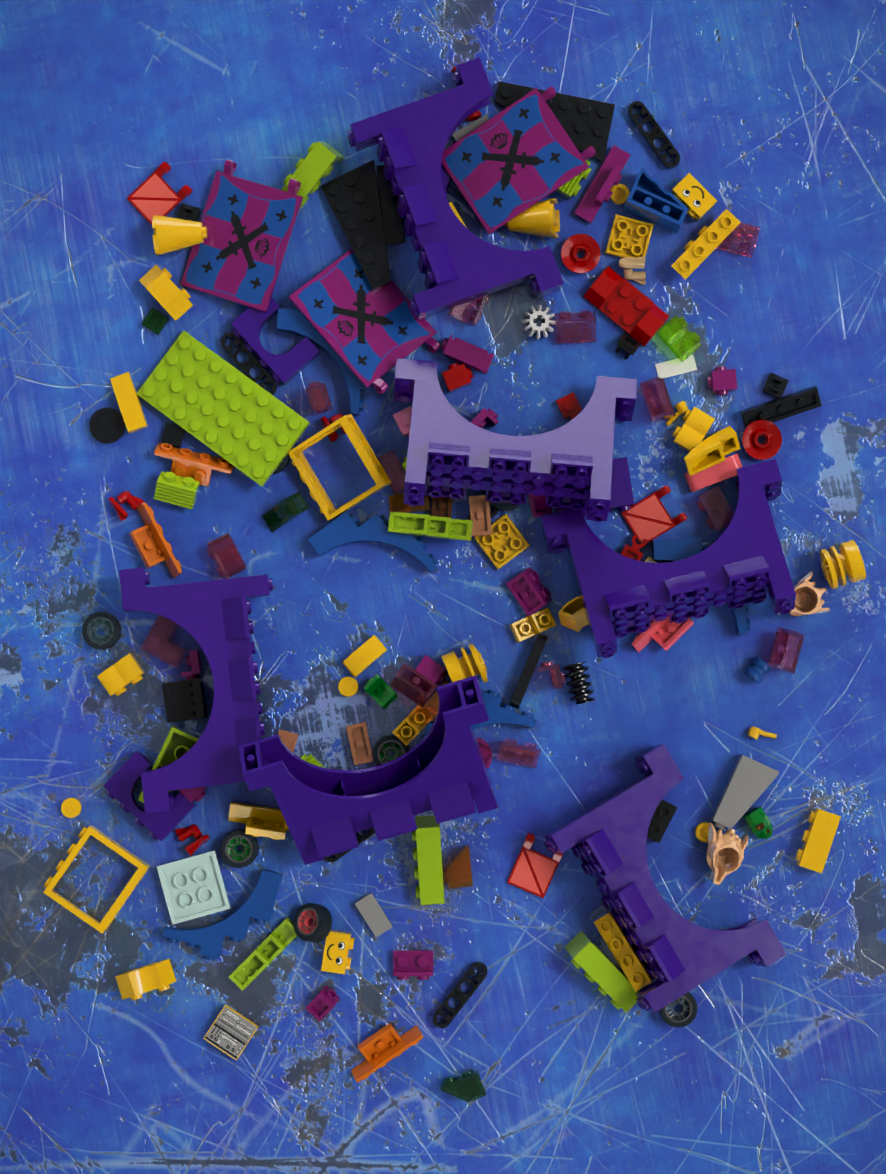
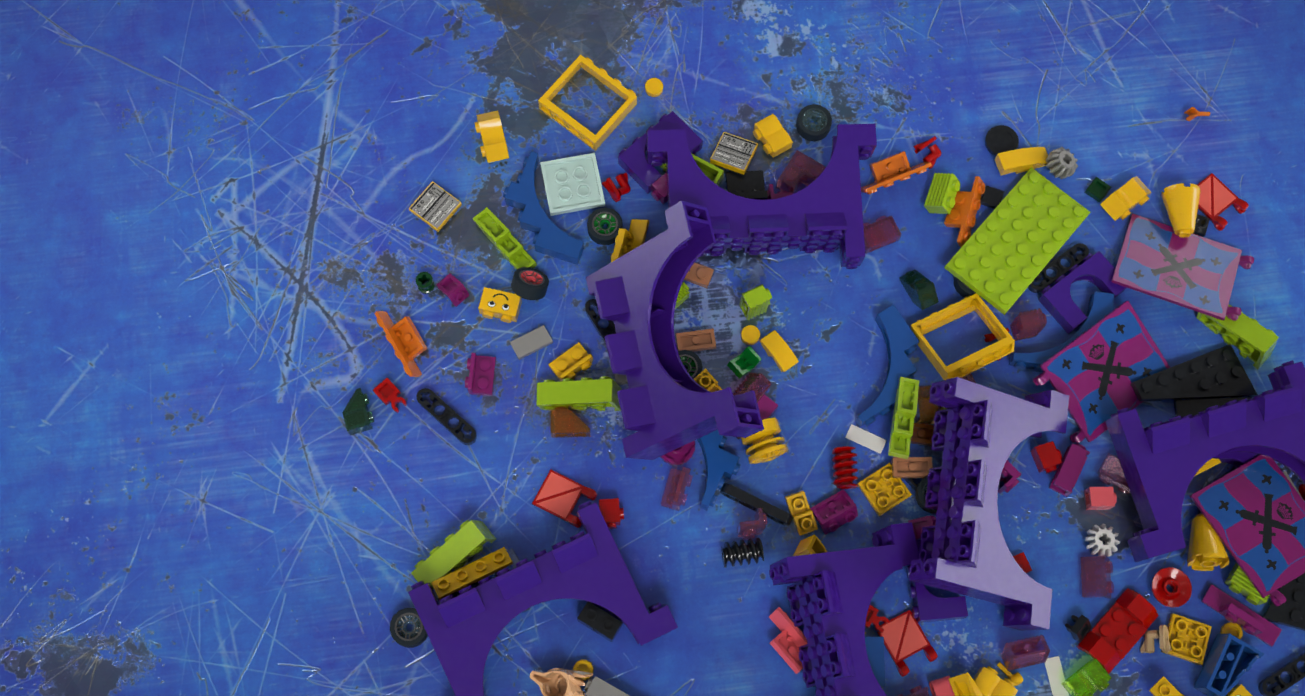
camera: 90 degrees right, 15 degrees down
(58, 215) = (1193, 113): none -> orange hand
(130, 361) = (1061, 163): none -> light grey gear
(145, 716) = (733, 153): none -> tile
(313, 1037) = (421, 278): none -> dark green bush
(315, 683) = (755, 301): none -> lime brick
(392, 871) = (571, 362): none -> yellow bracket
(441, 1058) = (387, 393): none -> red plate
(449, 561) = (866, 438): none -> white sticker
(485, 583) = (844, 467): none -> red piece
(495, 323) = (1100, 498): none -> coral brick
(549, 817) = (611, 512): none -> red brick

